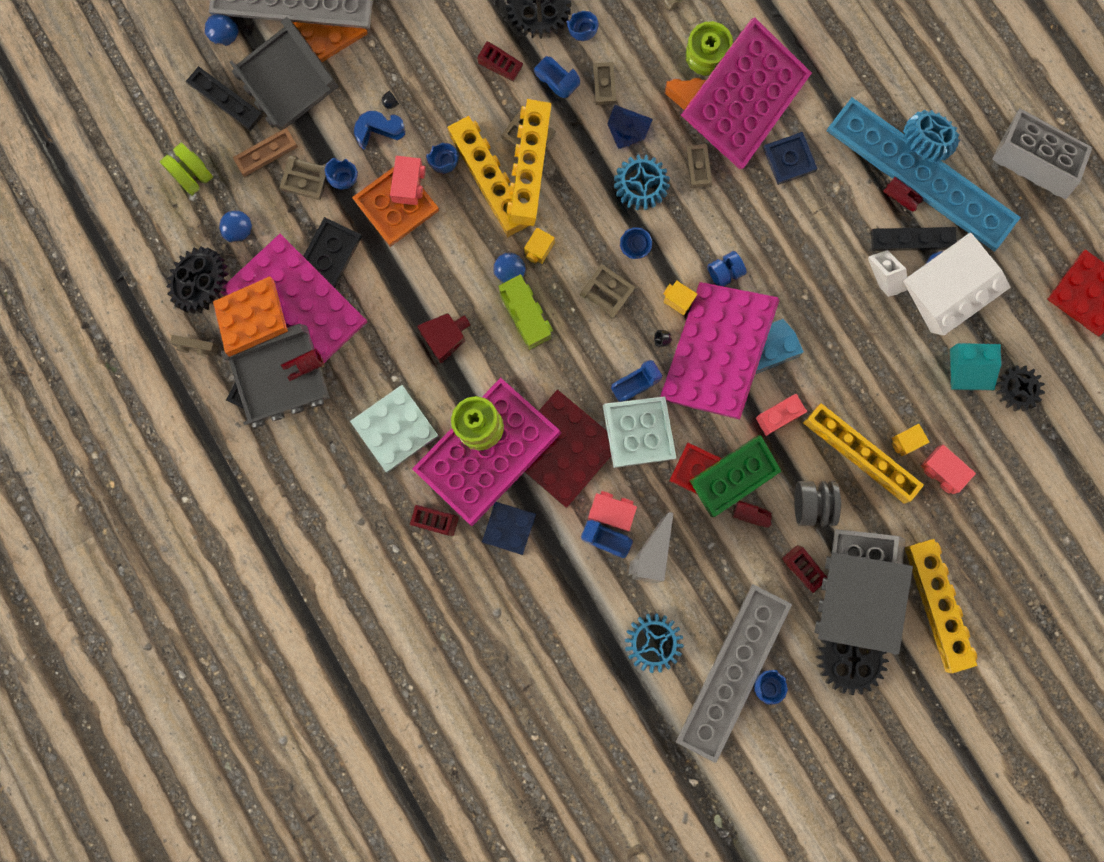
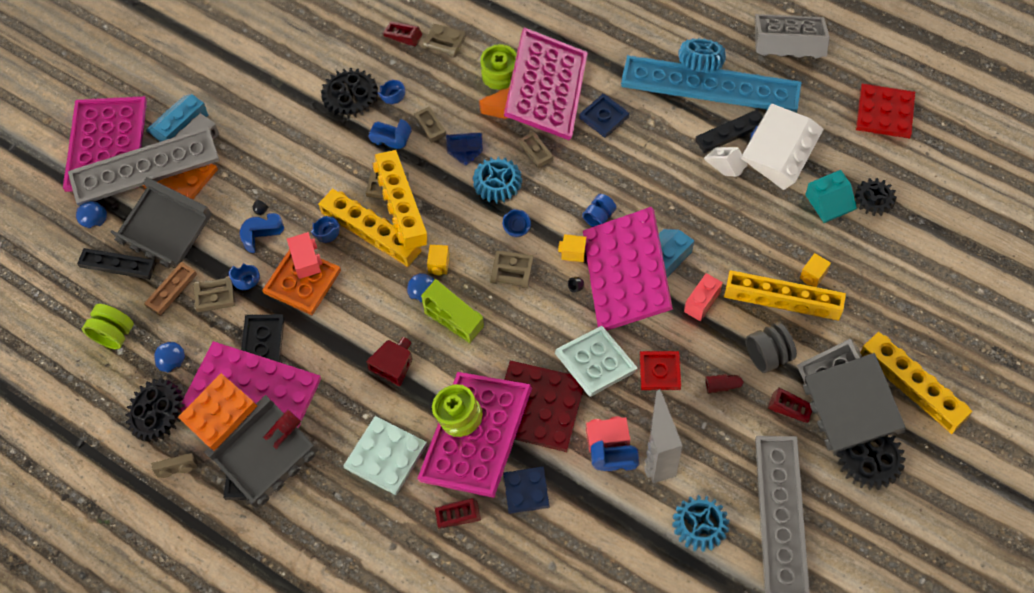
camera: 25 degrees left, 20 degrees down
(489, 63) = (336, 149): dark red slope -> none
(637, 381) = (574, 323): blue animal -> none
(735, 476) = (693, 358): green plate -> none
(771, 687) = (818, 511): blue hair -> none
(903, 194) = (704, 103): dark red hinge -> none
(947, 470) = (857, 278): coral brick -> none

